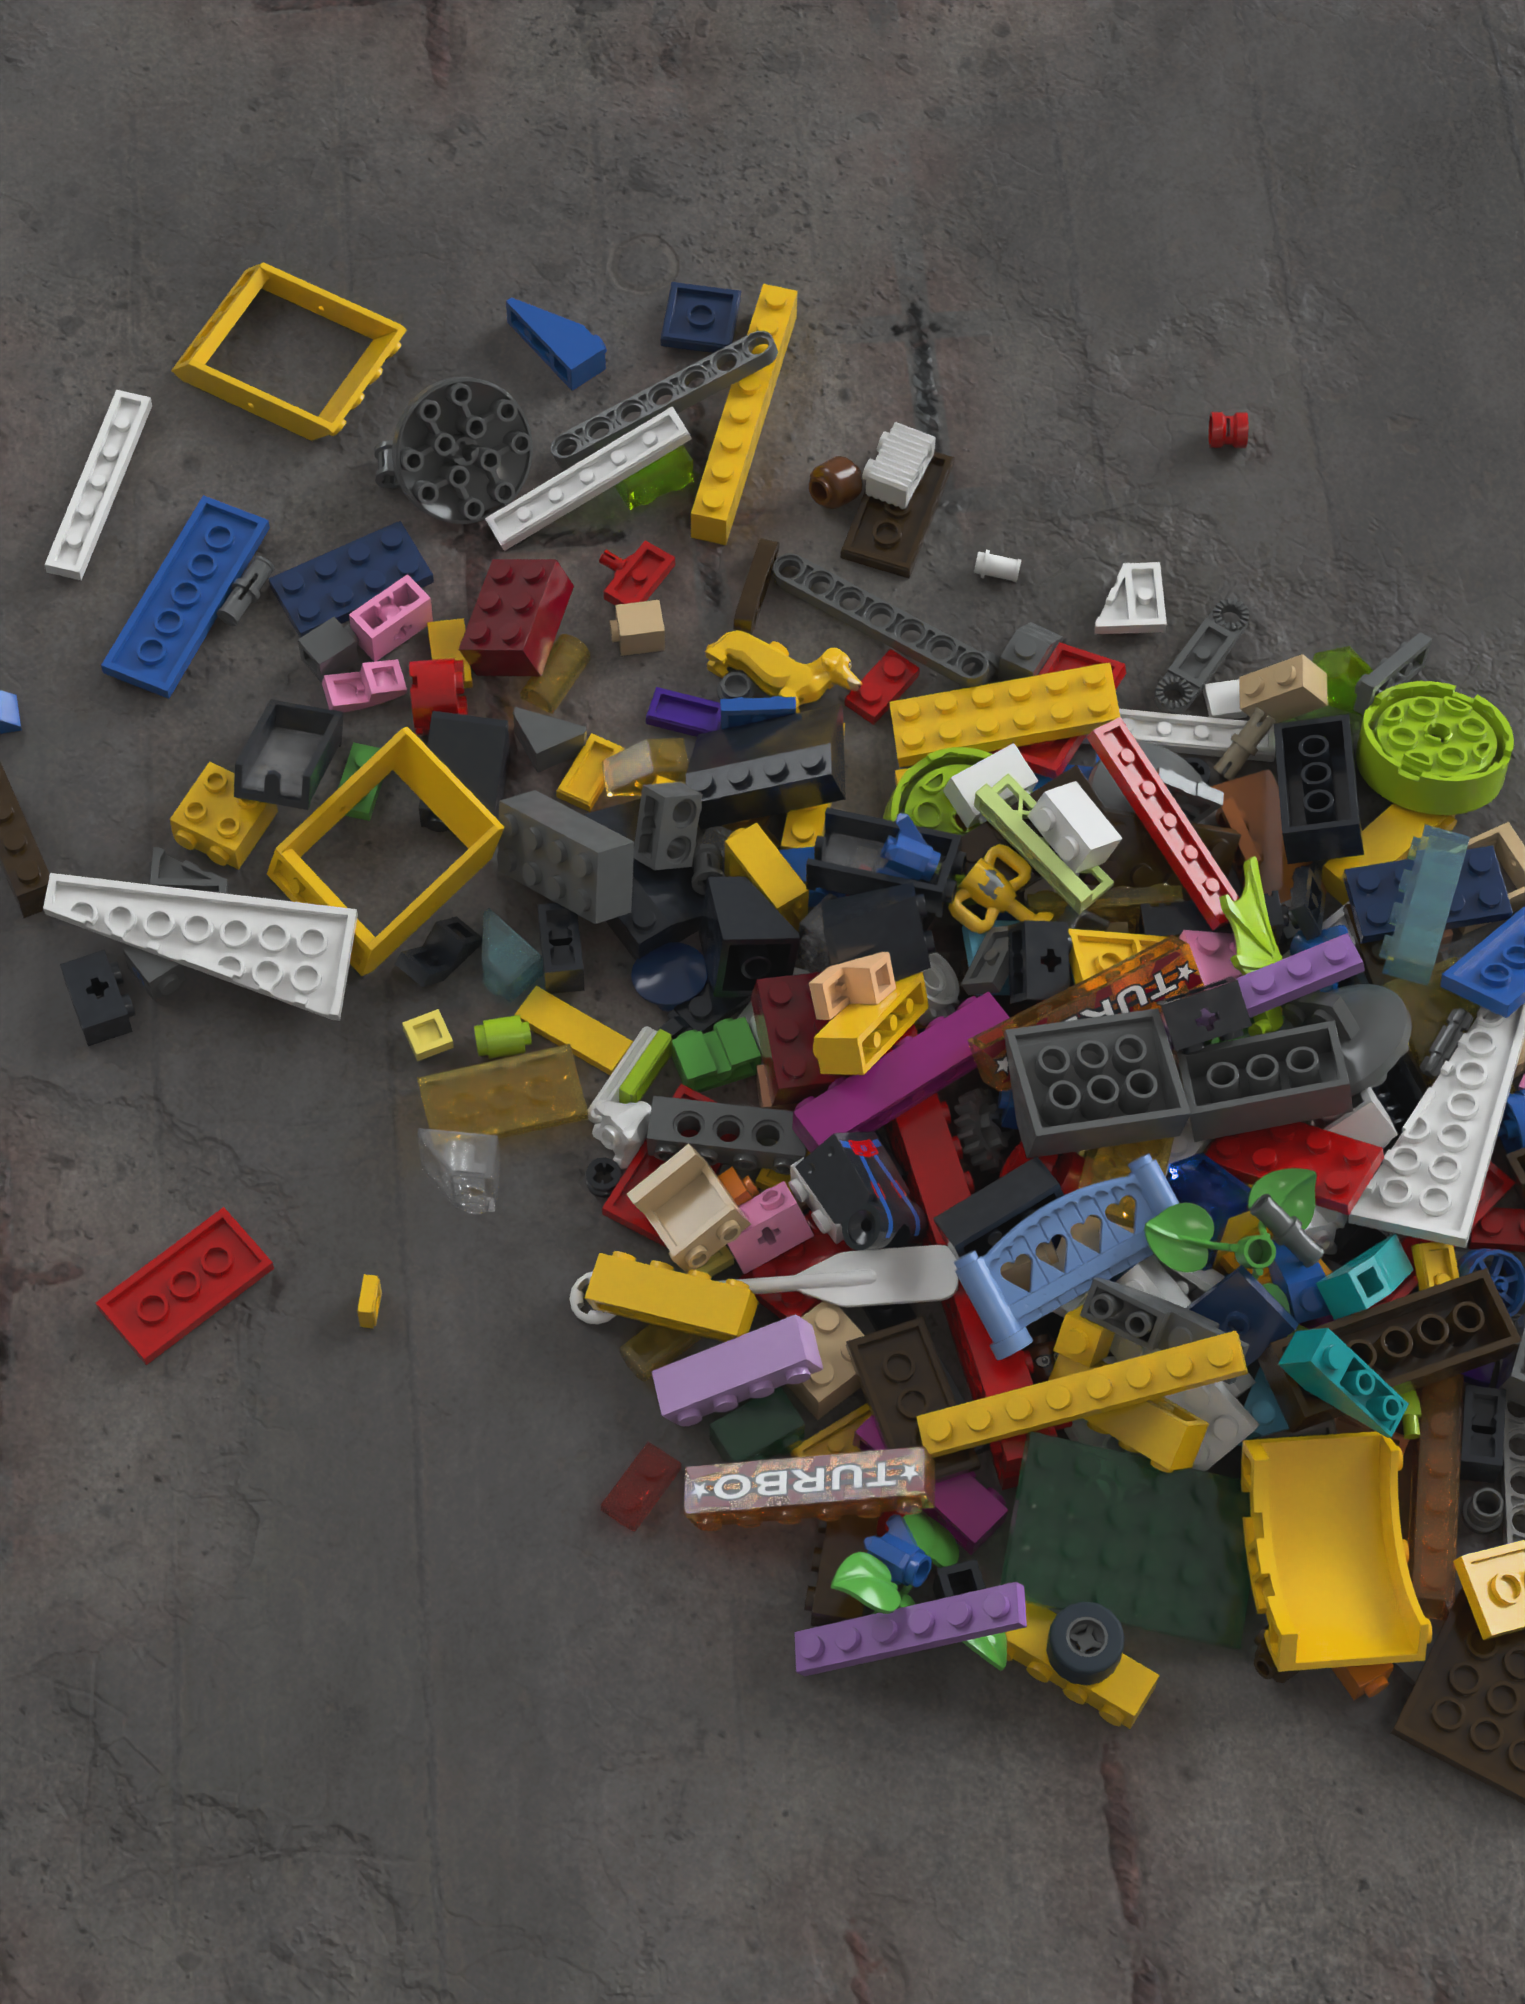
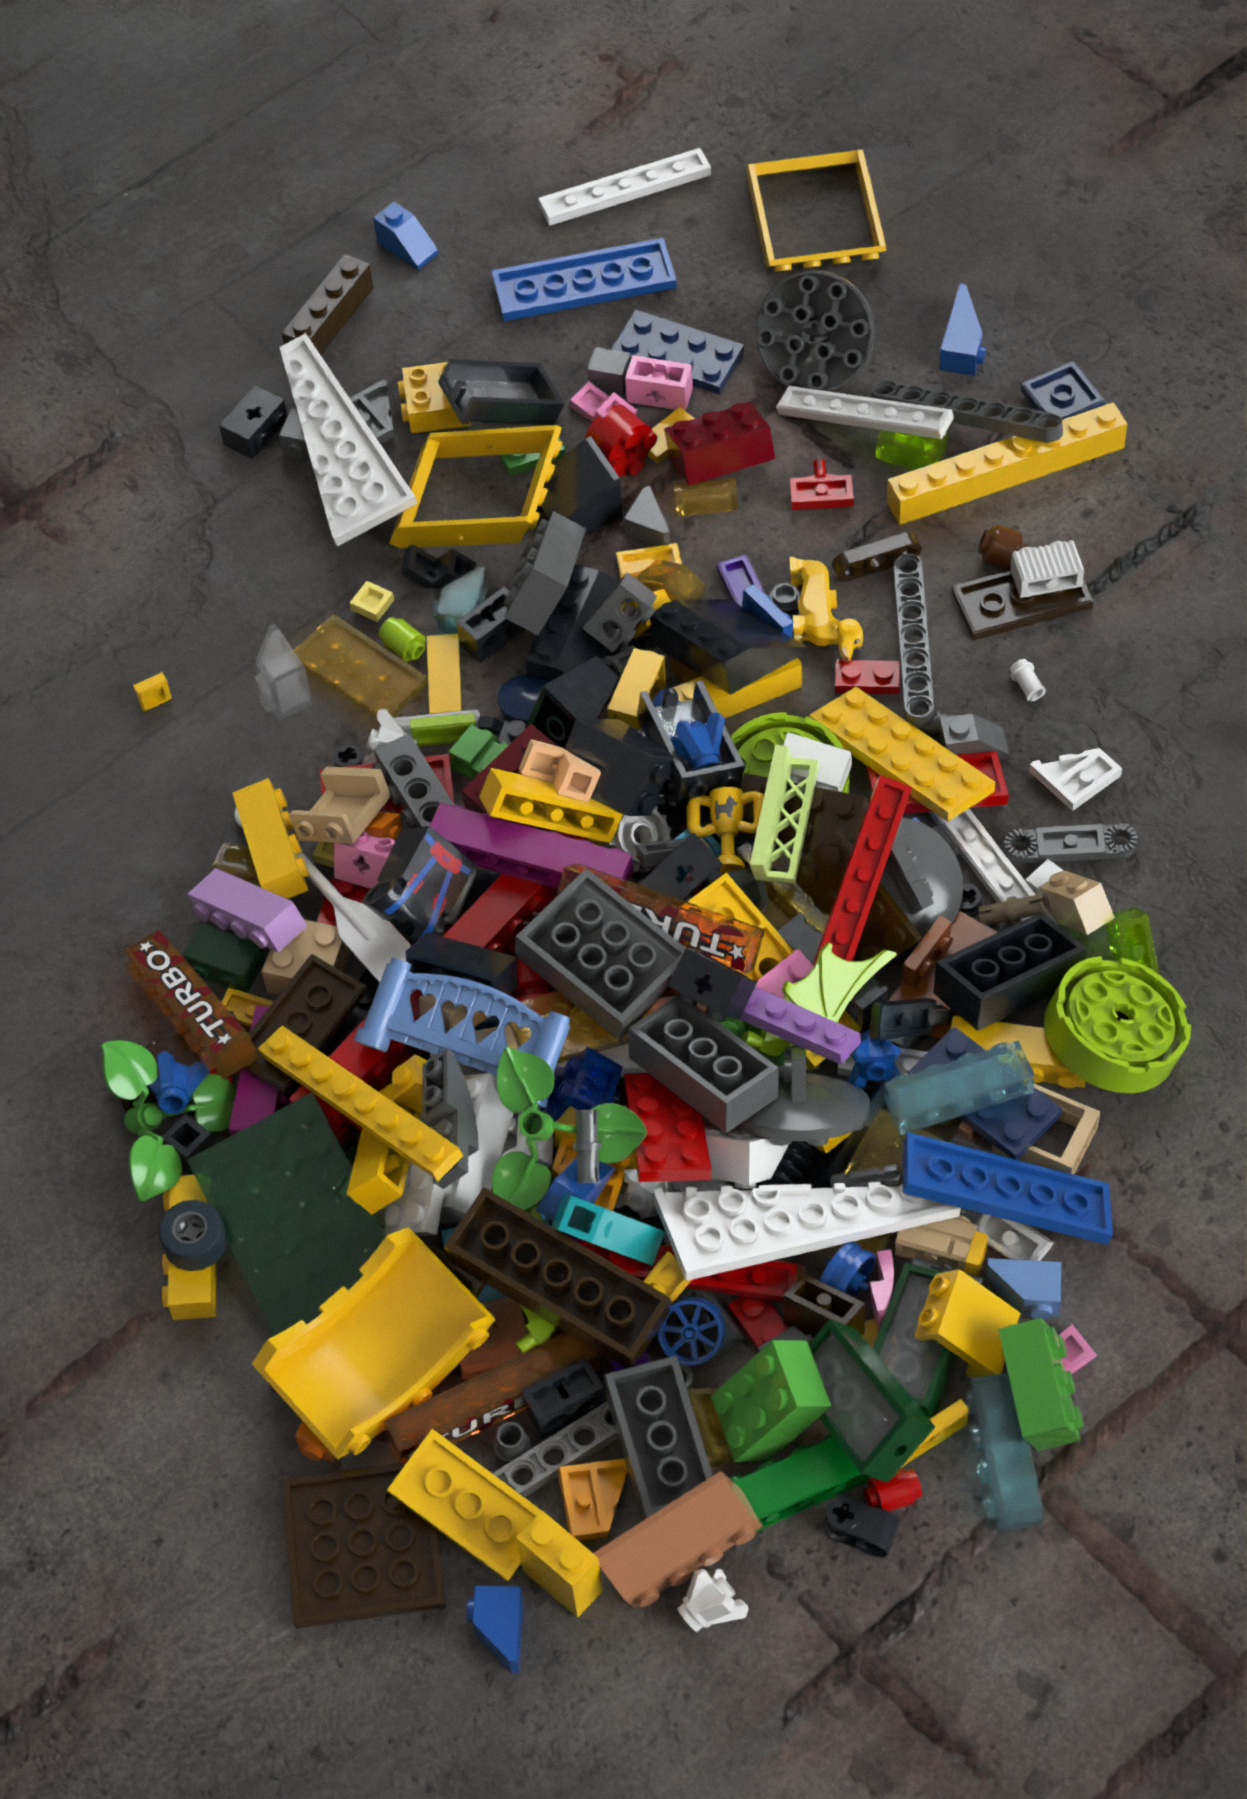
camera: 60 degrees right, 5 degrees down
(184, 1285) = (90, 594): red plate -> none
(258, 574) = (615, 304): dark grey pin -> none
(638, 627) = (781, 515): tan brick -> none
(641, 1486) = (137, 921): clear red plate -> none
(911, 1629) = (122, 1122): medium lavender plate -> none
(1074, 827) = (803, 820): white brick -> none
(1245, 1307) = (499, 1162): dark blue plate -> none
(1341, 1378) = (486, 1252): teal slope -> none
(1391, 671) = (1171, 964): dark grey plate -> none

